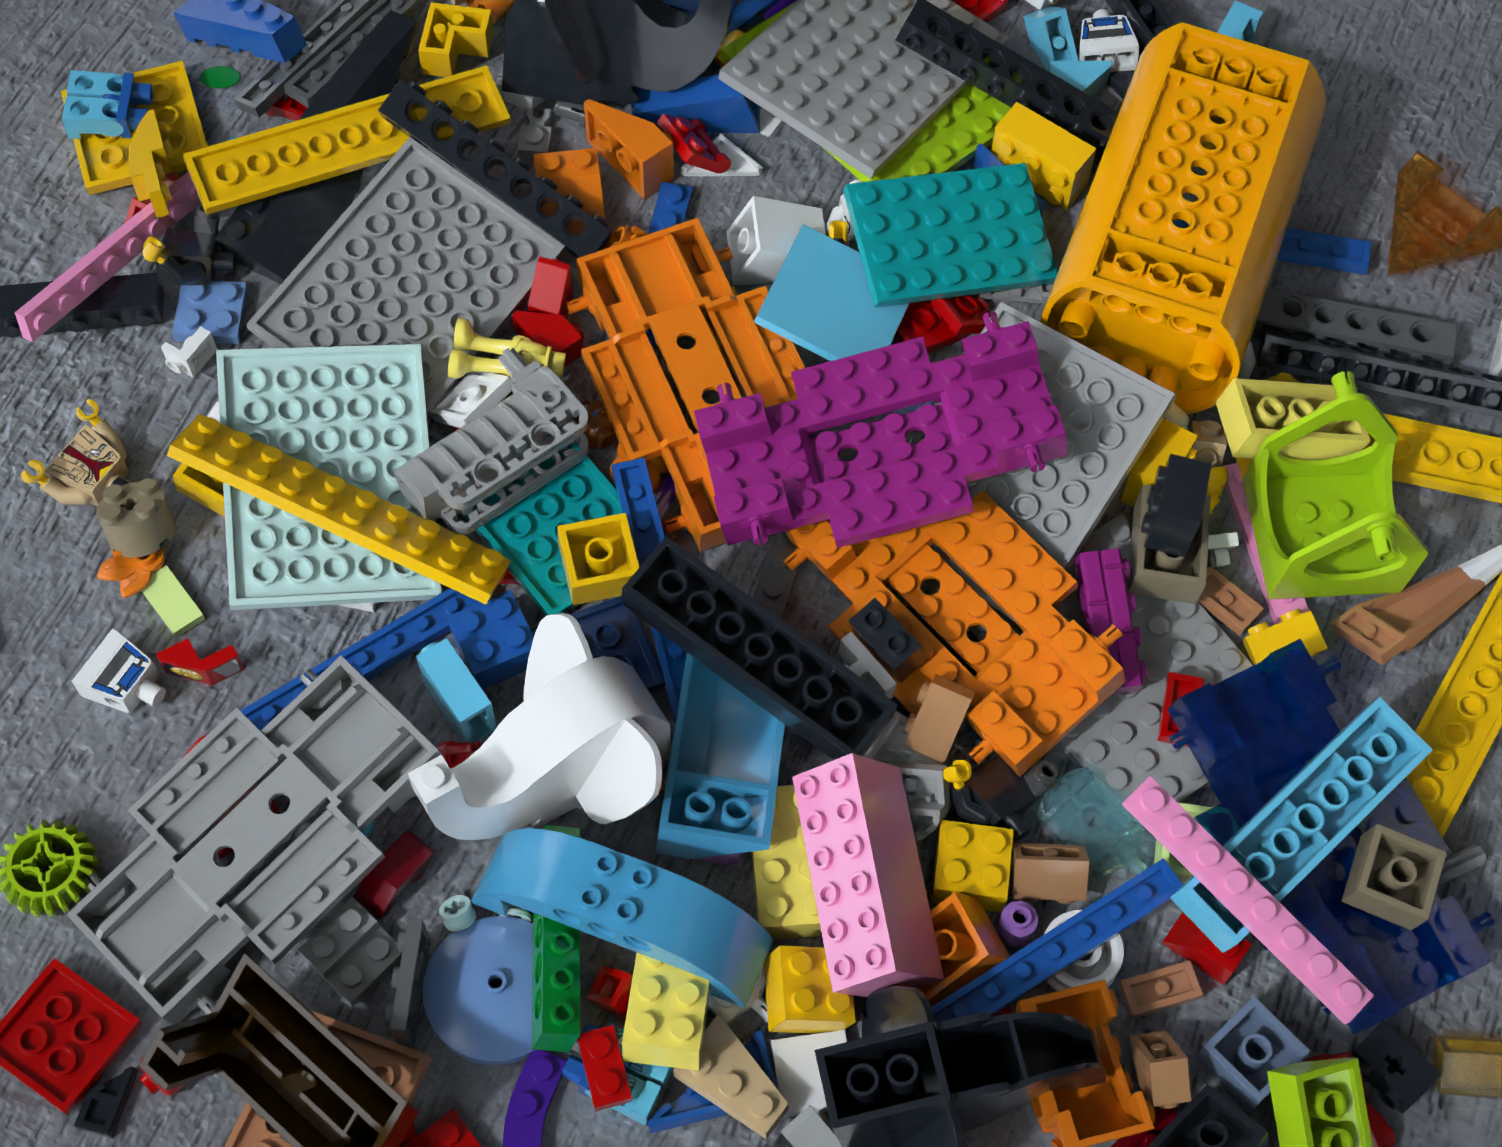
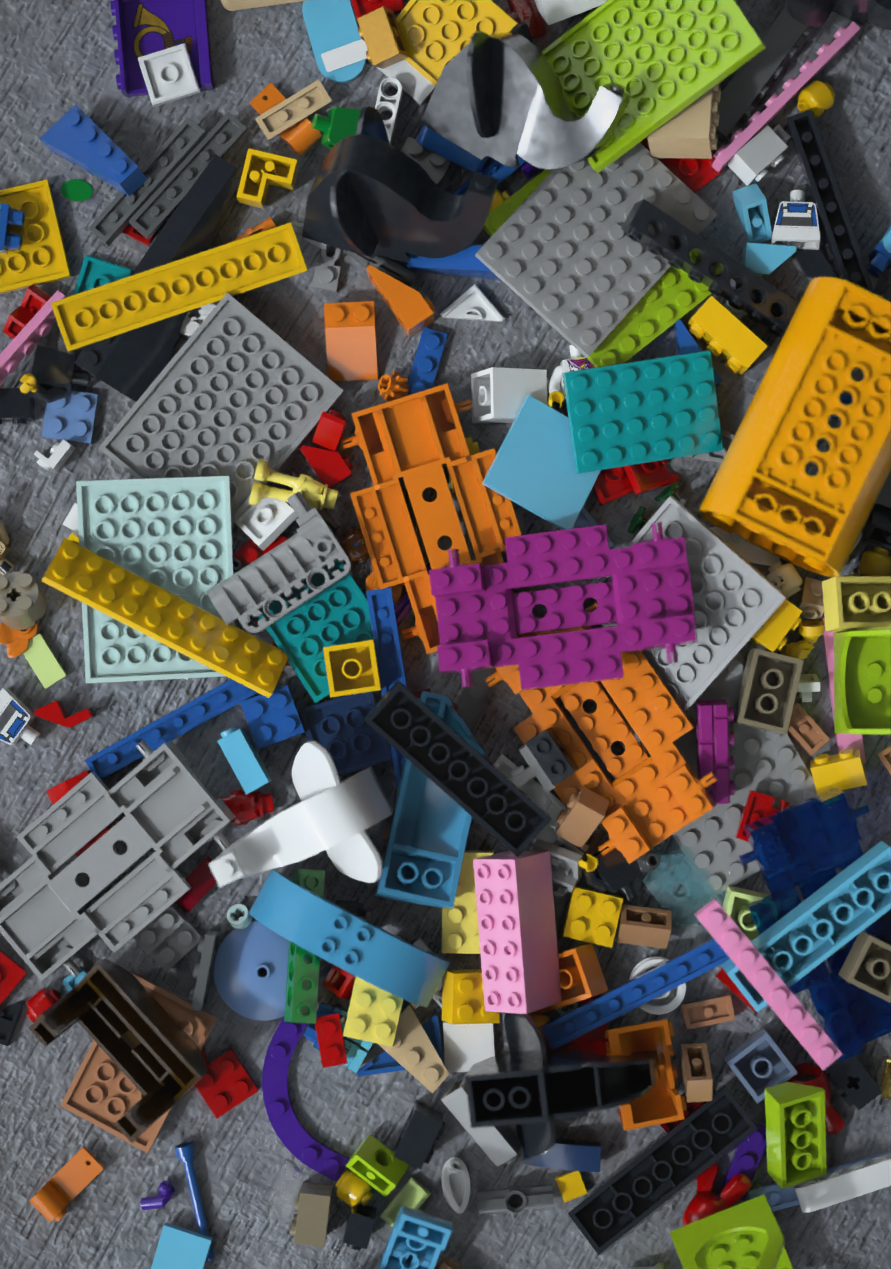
camera: 10 degrees right, 25 degrees up
(150, 162) = (21, 290): yellow slope -> none
(398, 111) = (357, 388): black brick -> none
(694, 143) = (446, 304): red plate -> none
(1010, 931) = (613, 954): medium lavender brick -> none
(1175, 505) = (773, 680): black brick -> none

